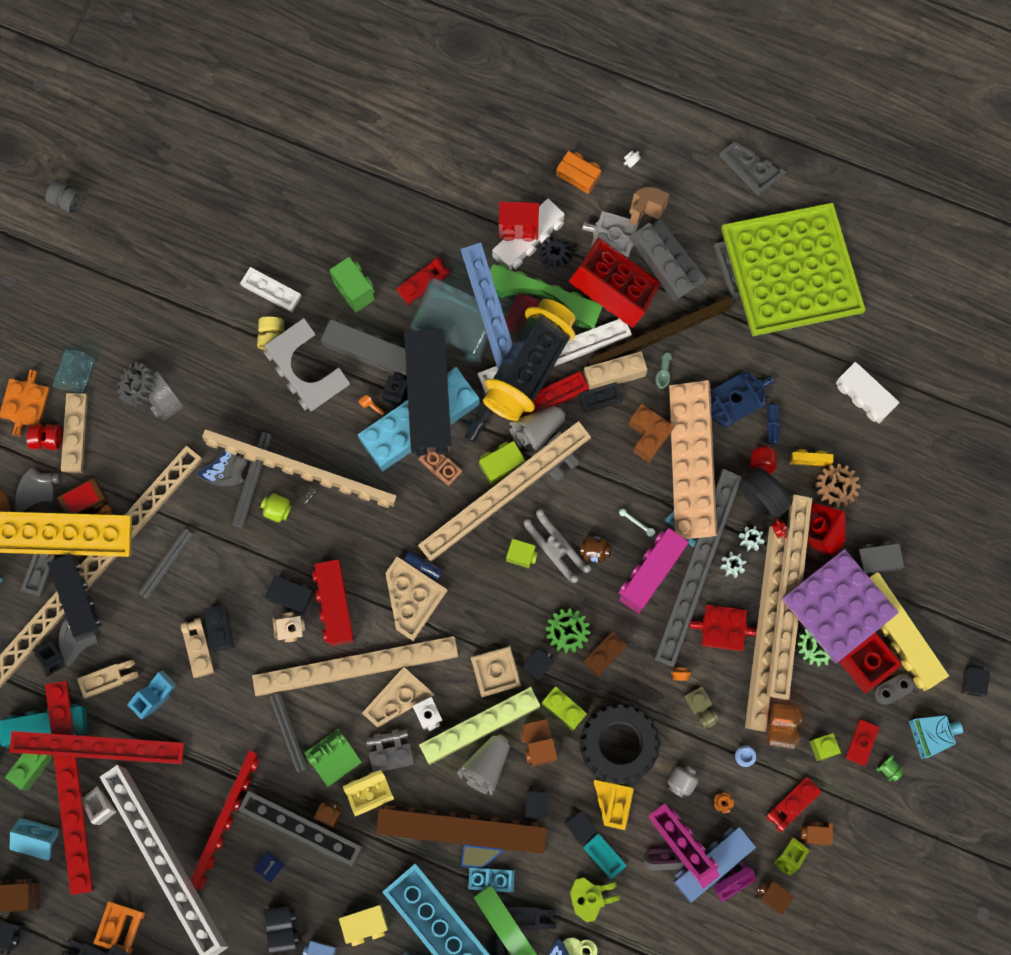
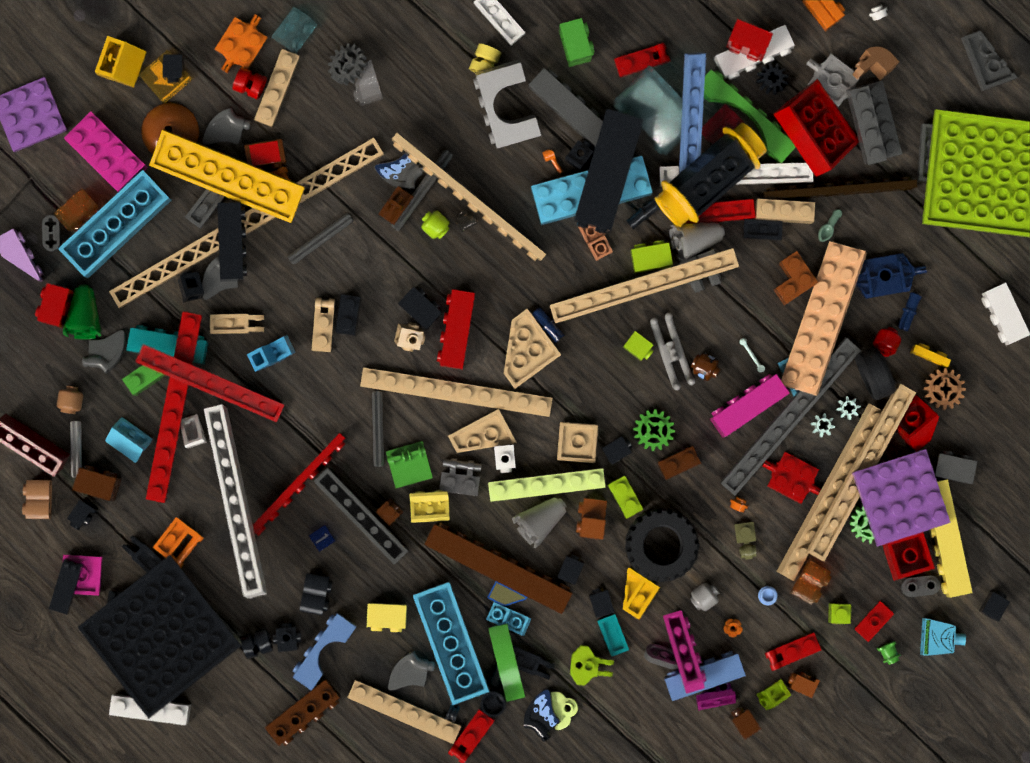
camera: 15 degrees right, 10 degrees up
(230, 502) = (396, 205): none -> reddish brown hips
(779, 528) = (875, 409): red plate -> none

